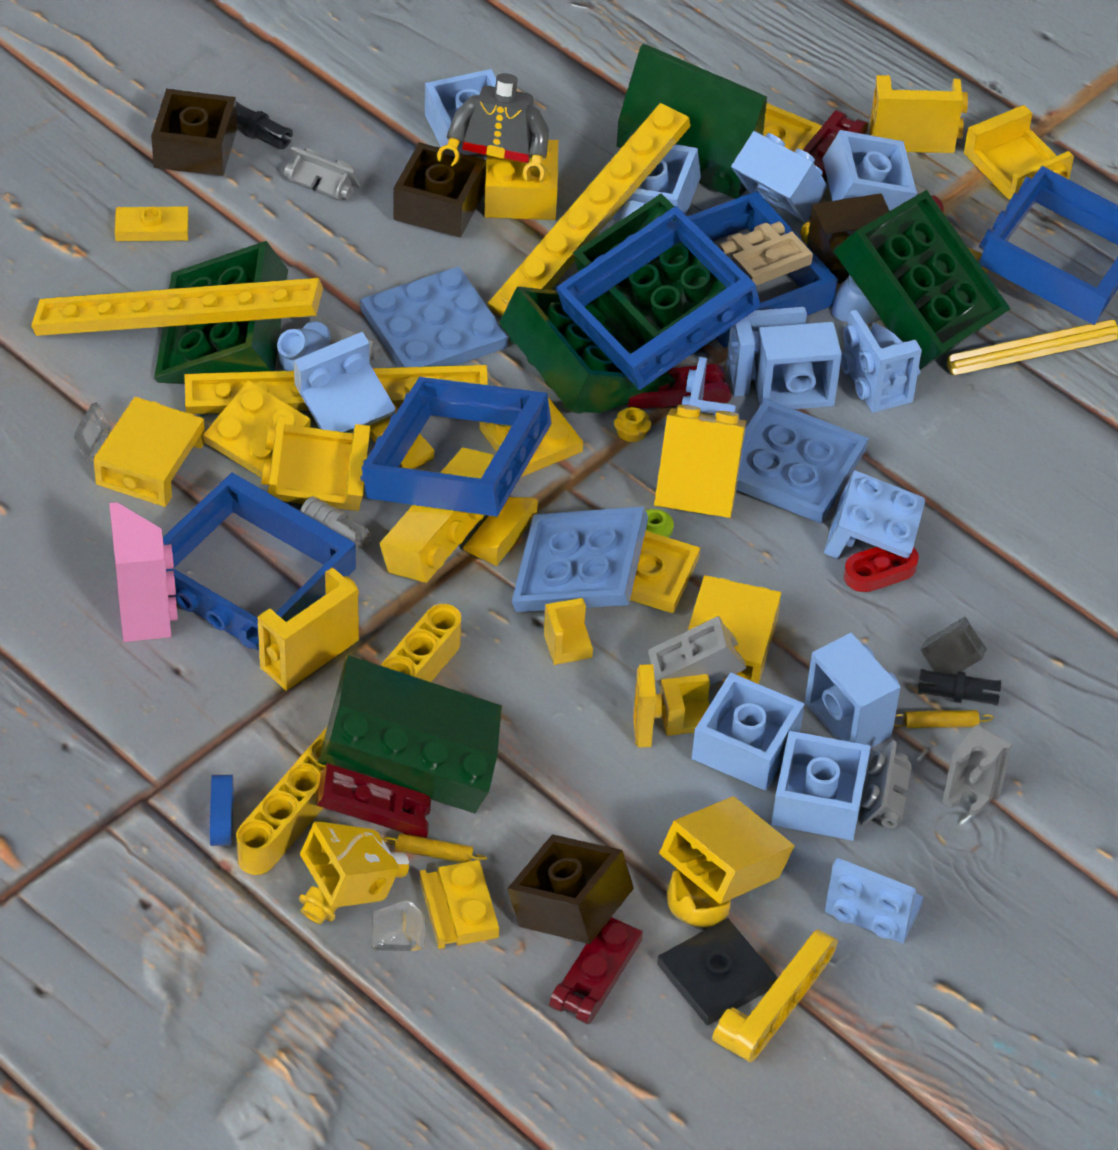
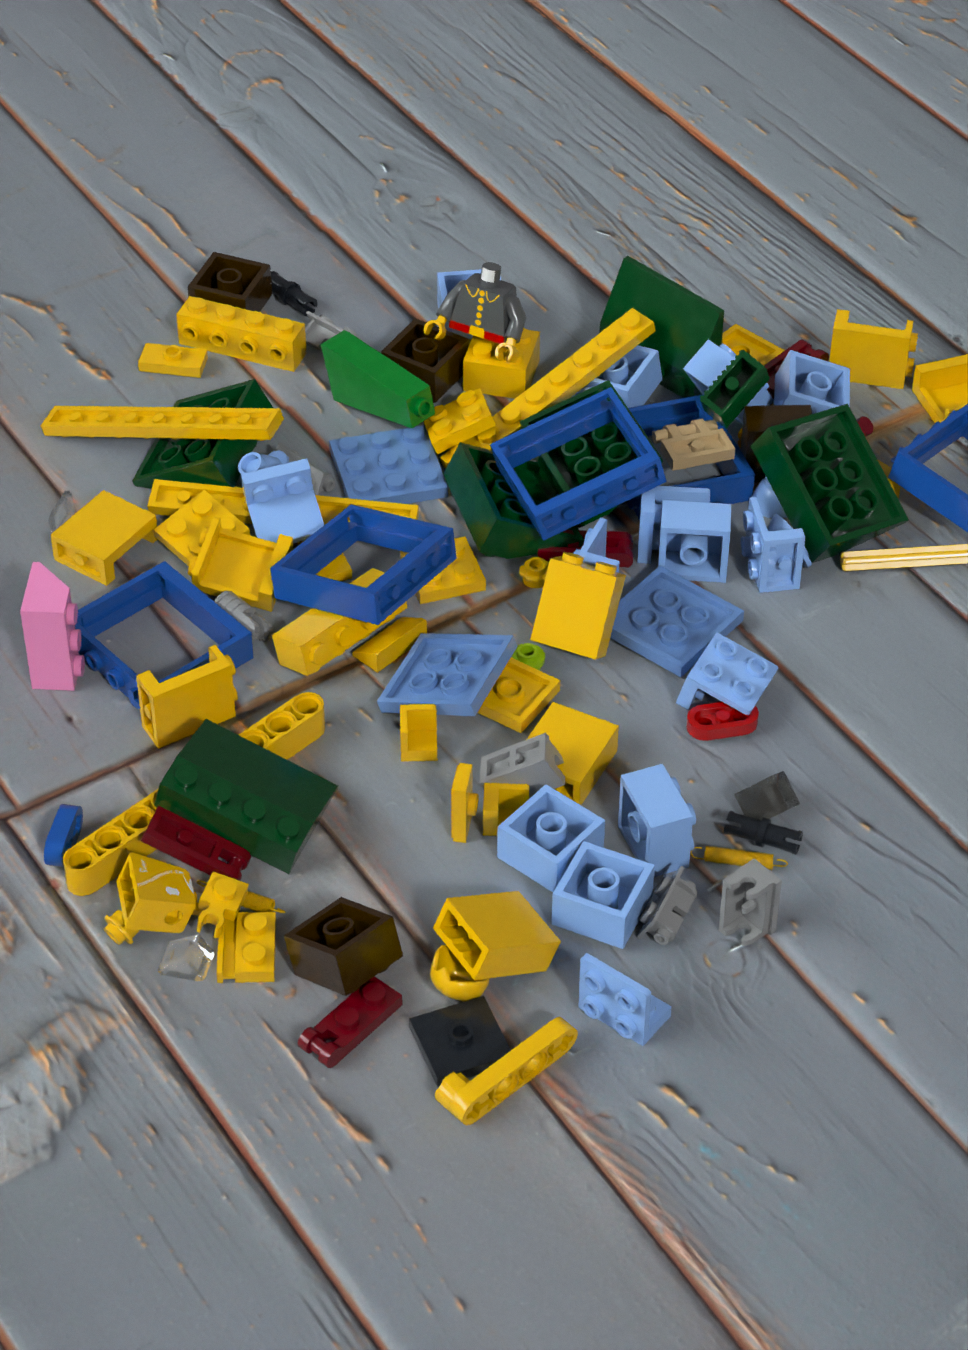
camera: 15 degrees right, 5 degrees down
(222, 182) = (241, 333): none -> yellow brick
(397, 226) = (374, 382): none -> green slope
(422, 858) = (220, 900): none -> yellow plate
(499, 257) = (459, 420): none -> yellow plate
(800, 187) = (734, 388): none -> dark green brick

